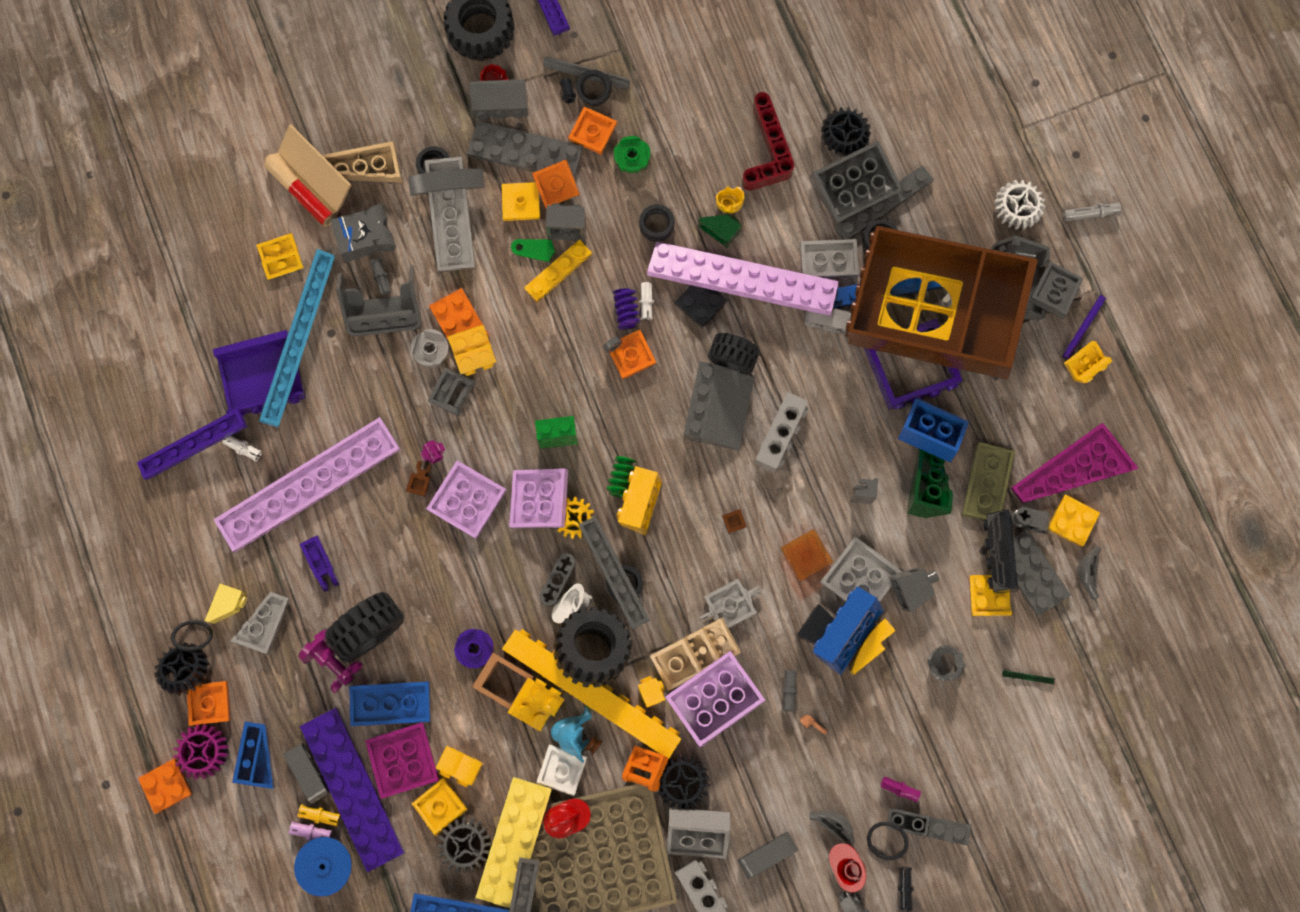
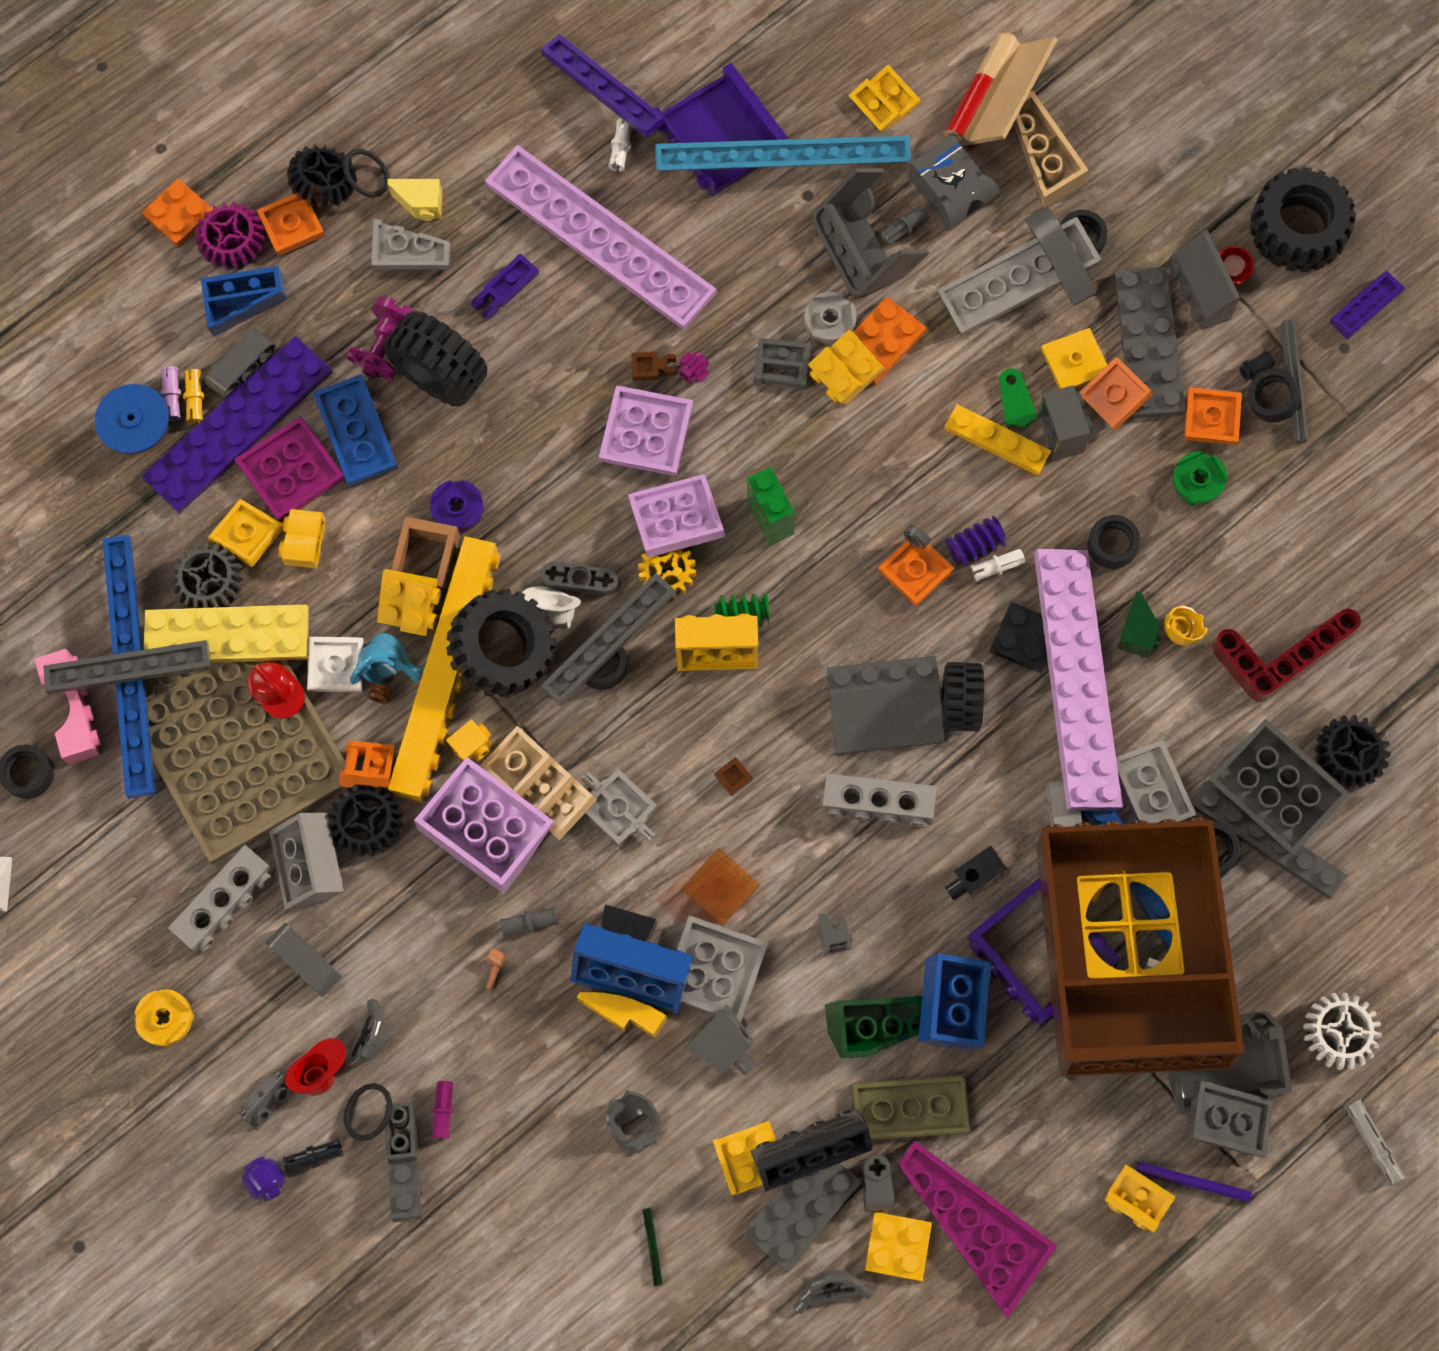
camera: 75 degrees right, 5 degrees down
(854, 378) = (986, 865): none -> black torso

